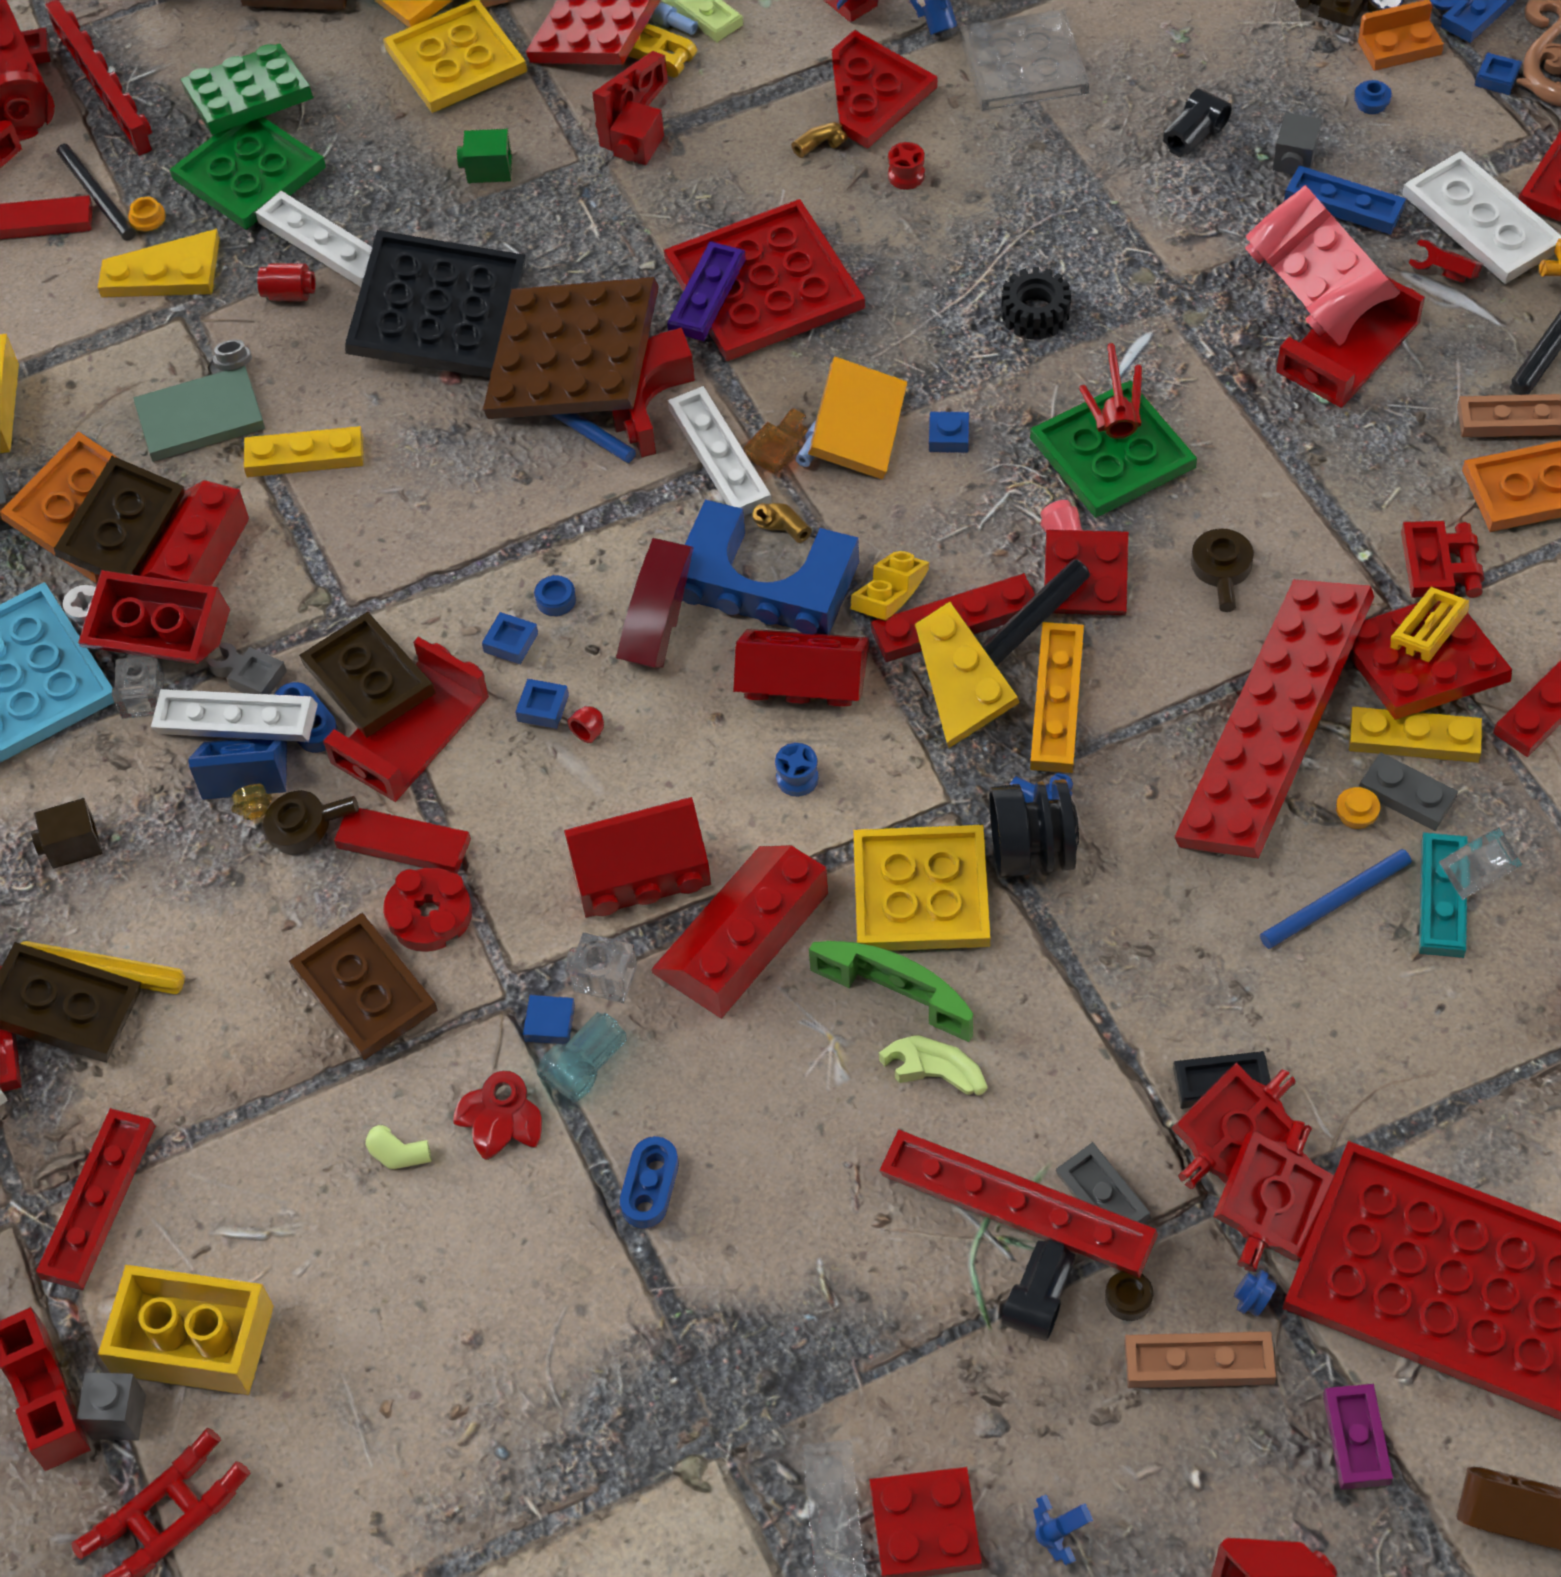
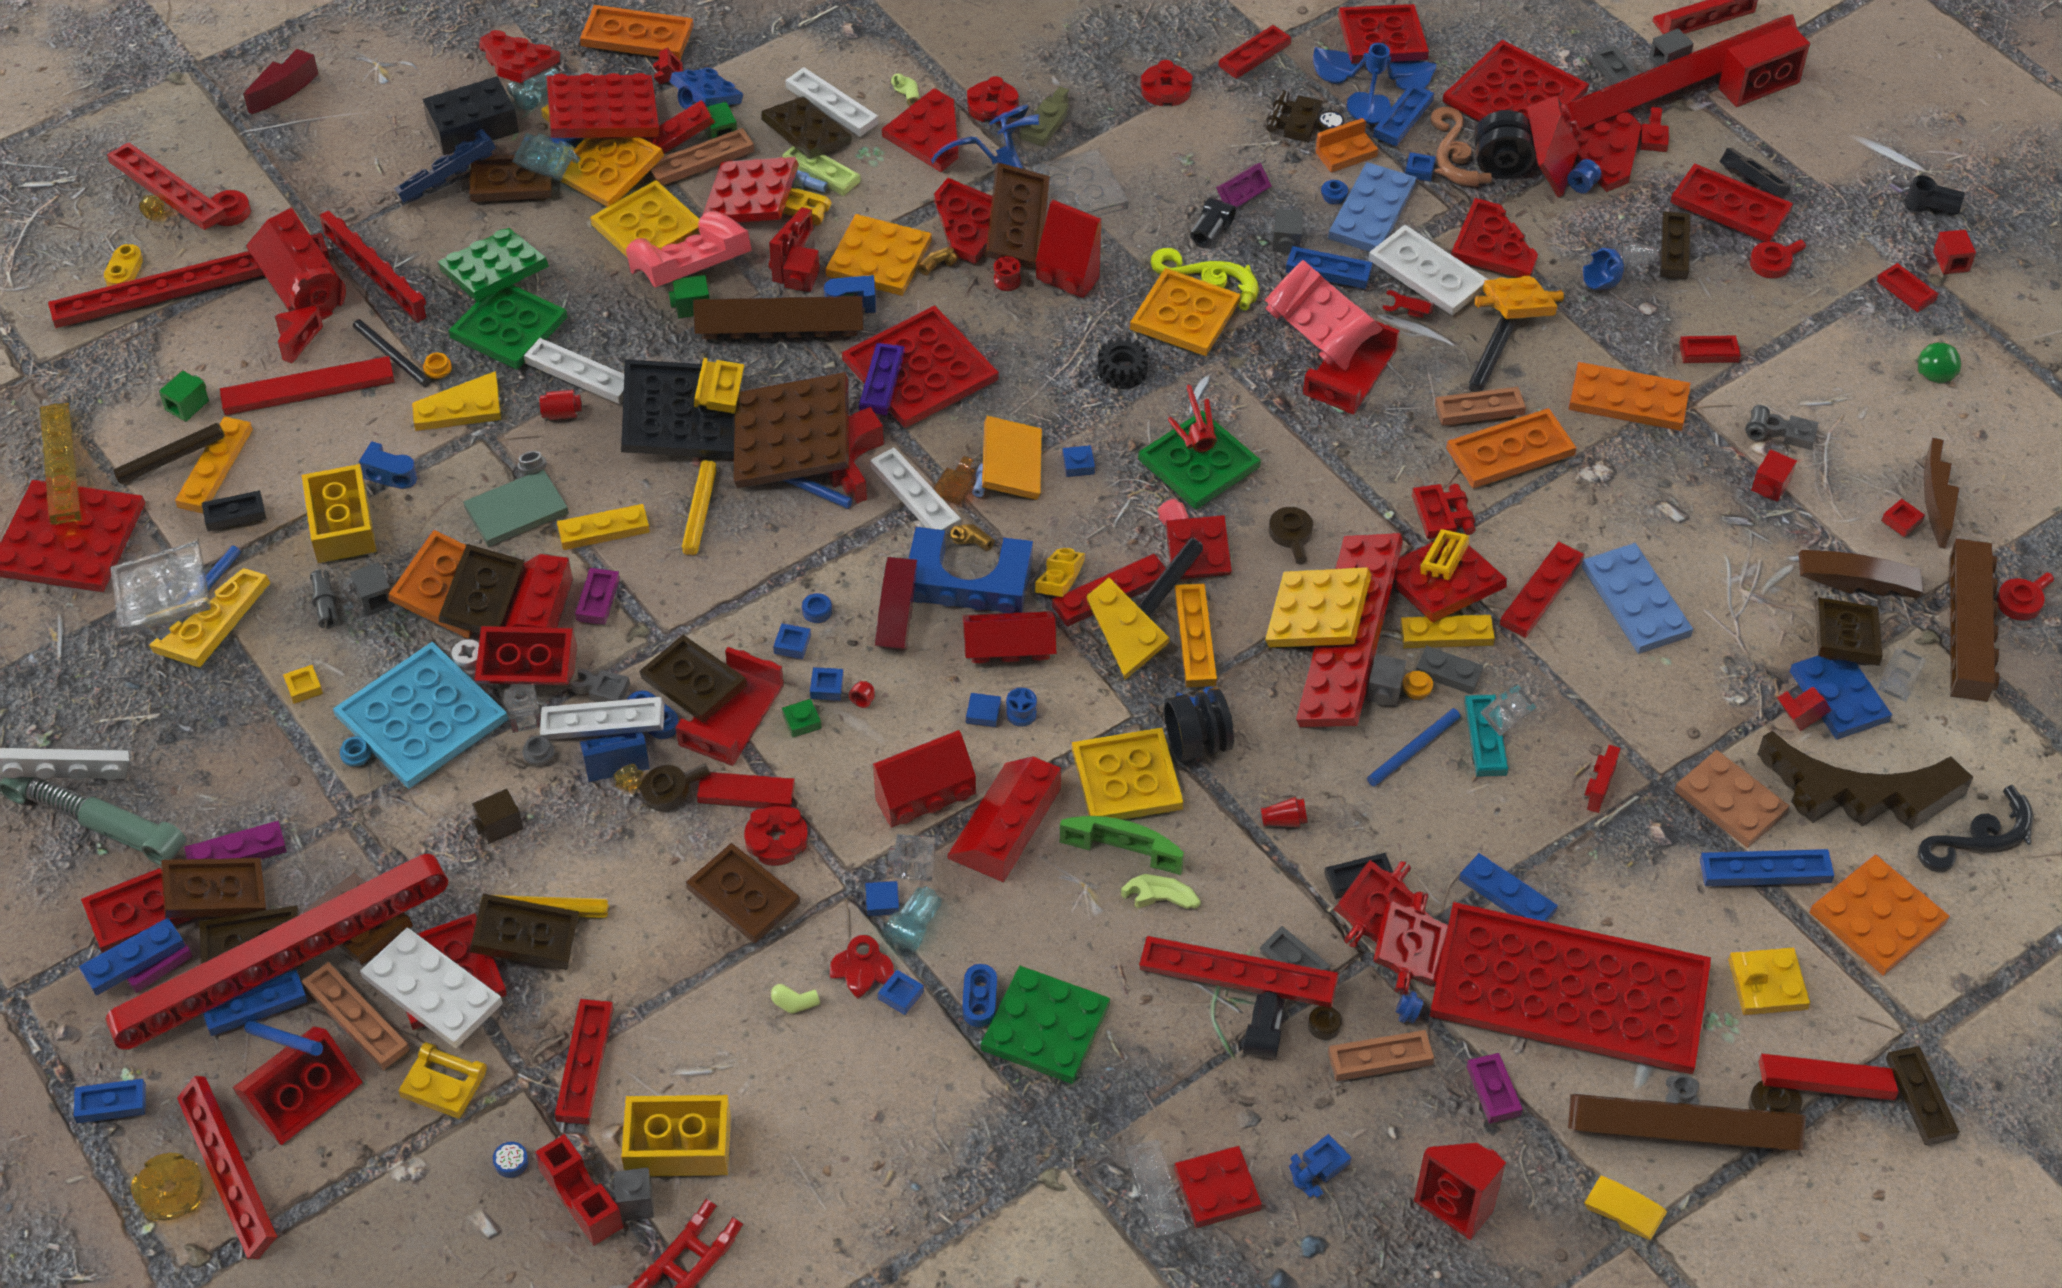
camera: 15 degrees left, 5 degrees down
(49, 343) = (387, 468): none -> blue leg
(144, 748) = (538, 750): none -> flat silver plate
(271, 545) = (597, 596): none -> magenta plate
(432, 440) = (699, 508): none -> yellow axle
(490, 278) = (719, 385): none -> yellow plate
(499, 747) = (801, 718): none -> green plate
(539, 87) = (718, 241): none -> coral piece
(542, 1161) = (900, 992): none -> blue plate
(593, 192) = (779, 314): none -> reddish brown brick
(695, 172) = (854, 286): none -> blue leg
(733, 1238) = (1045, 1024): none -> green plate
(744, 124) = (880, 250): none -> light orange plate
(745, 766) = (983, 709): none -> blue tile
(934, 88) = (1017, 214): none -> reddish brown plate
(991, 141) = (1069, 249): none -> red slope
(1100, 1503) = (1340, 1157): none -> blue plate
(1133, 974) = (1285, 813): none -> red cone
(1135, 241) = (1185, 312): none -> light orange plate
(1178, 187) = (1249, 283): none -> neon yellow plant
(1236, 679) = (1318, 607): none -> yellow plate
(1249, 77) = (1244, 185): none -> magenta plate
(1313, 796) = (1386, 680): none -> flat silver brick
(1421, 122) = (1372, 207): none -> medium blue plate
(1432, 1133) = (1506, 890): none -> blue plate

